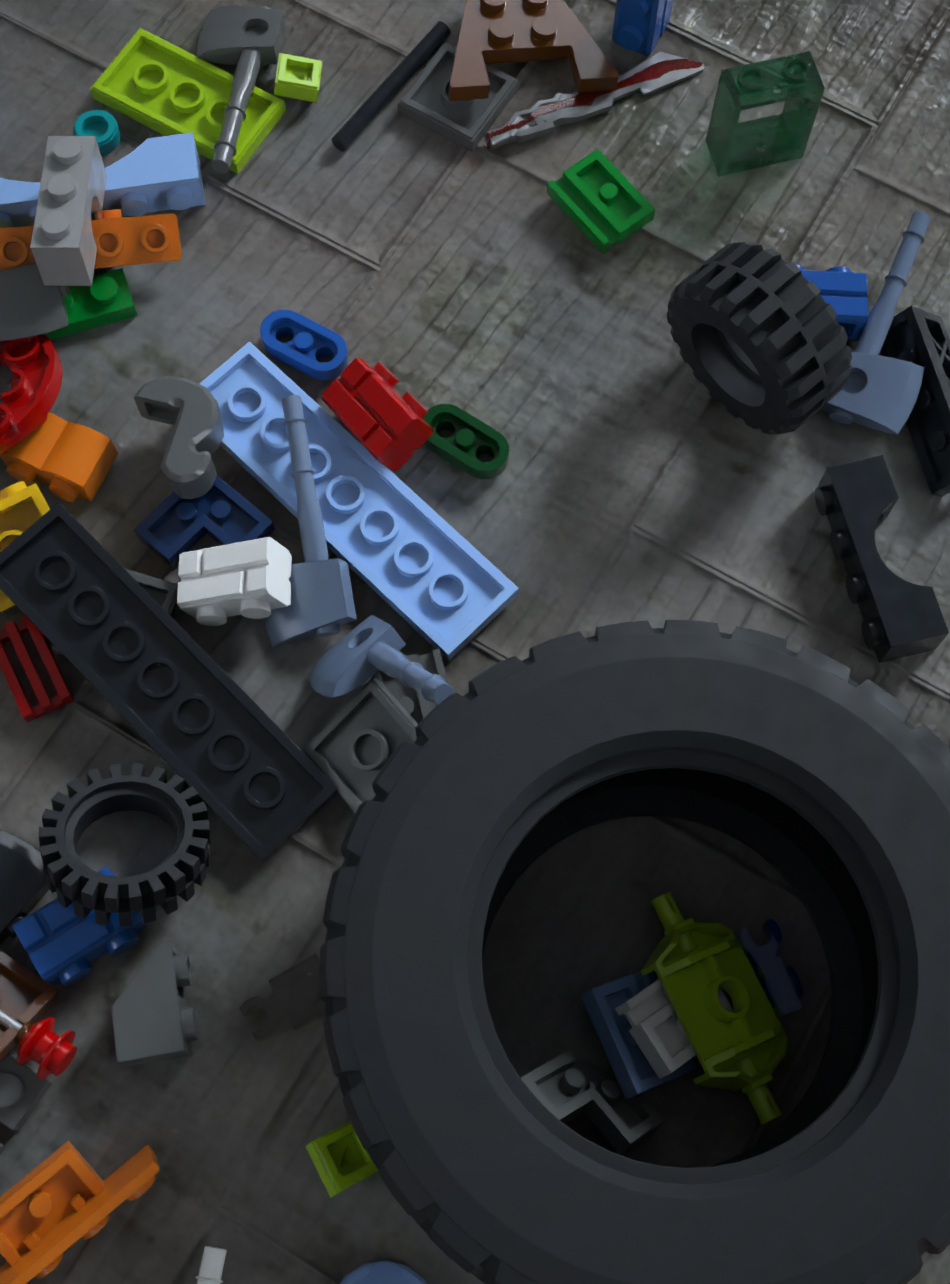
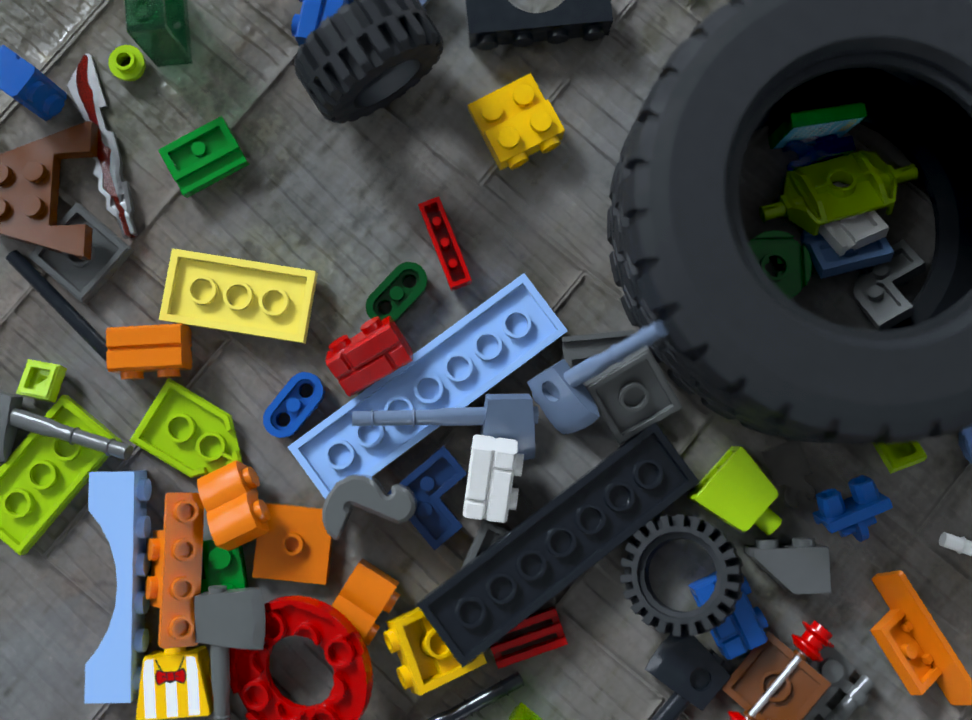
camera: 85 degrees left, 15 degrees up
(68, 193) = (171, 583): light grey arch -> none
(102, 126) = (63, 553): teal tile -> none
(121, 362) = (294, 546): none -> orange plate
(168, 290) = (233, 505): none -> orange brick
(237, 1093) = (853, 513): none -> blue hips
(250, 918) = (738, 493): none -> lime torso
(255, 238) = (187, 432): none -> lime tile
(351, 178) = (149, 349): none -> orange brick
(432, 265) = (238, 296): none -> light yellow plate
(541, 488) = (445, 243): none -> red piece
(570, 956) = (789, 254): none -> green plate
(697, 114) = (133, 70): none -> lime plate
(724, 556) = (517, 122): none -> yellow plate
(806, 949) = (817, 123): none -> green tile

